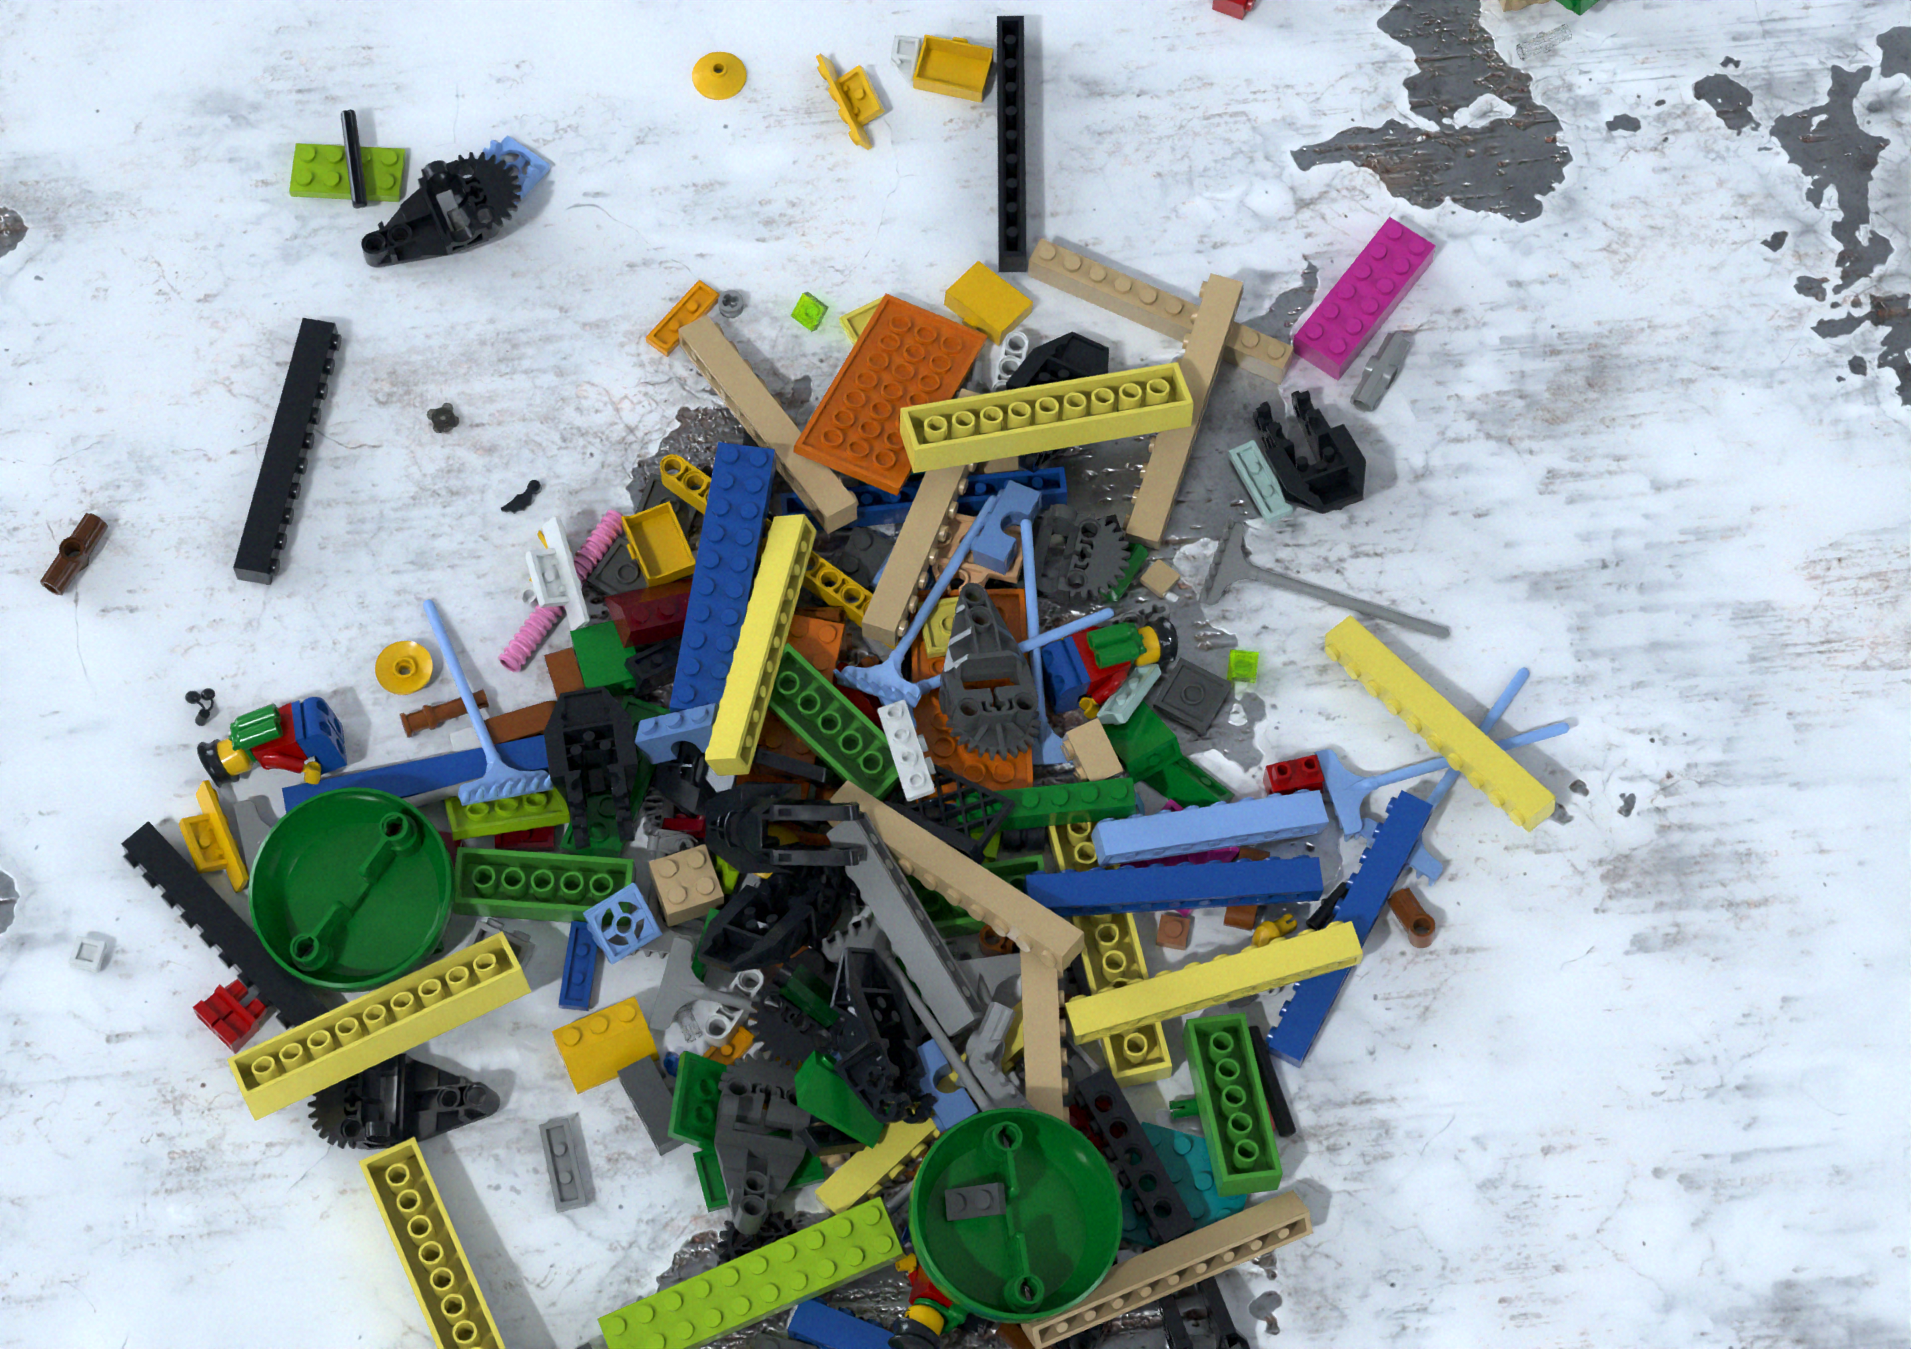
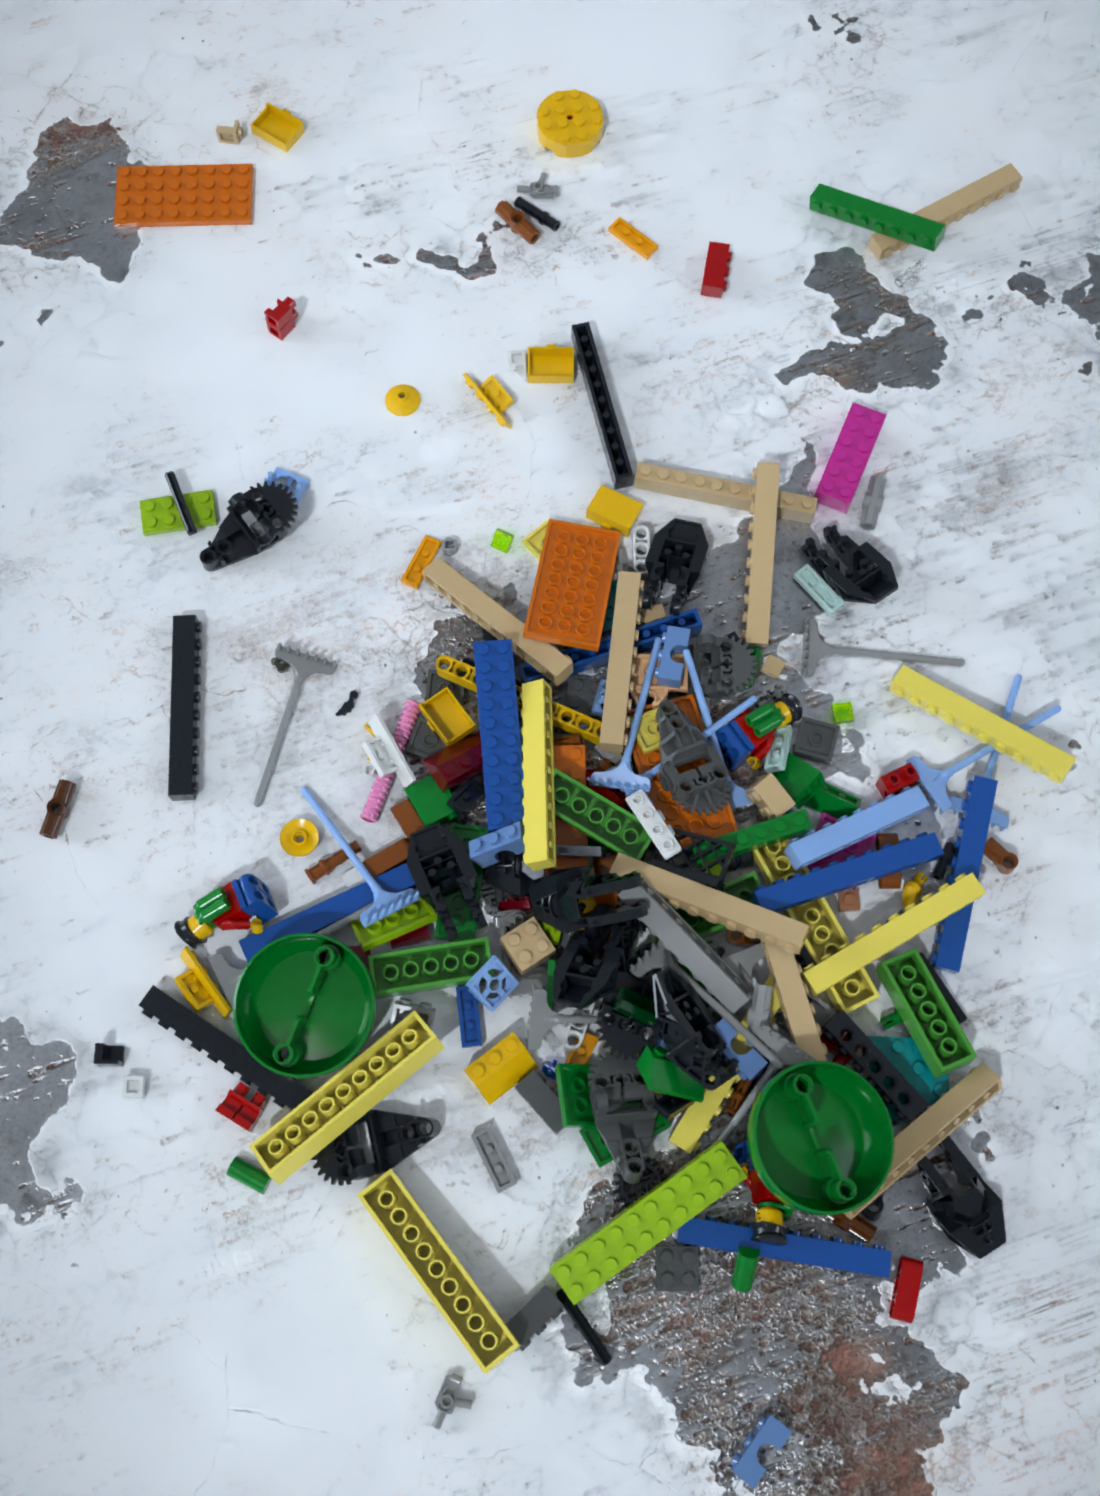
camera: 15 degrees left, 5 degrees up
(63, 905) = (108, 1055): none -> black panel
(194, 697) = (161, 889): black piece -> none
(217, 1107) = (249, 1175): none -> green brick
(470, 430) = (303, 666): none -> light grey piece
(975, 1202) = (791, 1134): dark grey plate -> none
(1045, 417) = (681, 579): light yellow brick -> none

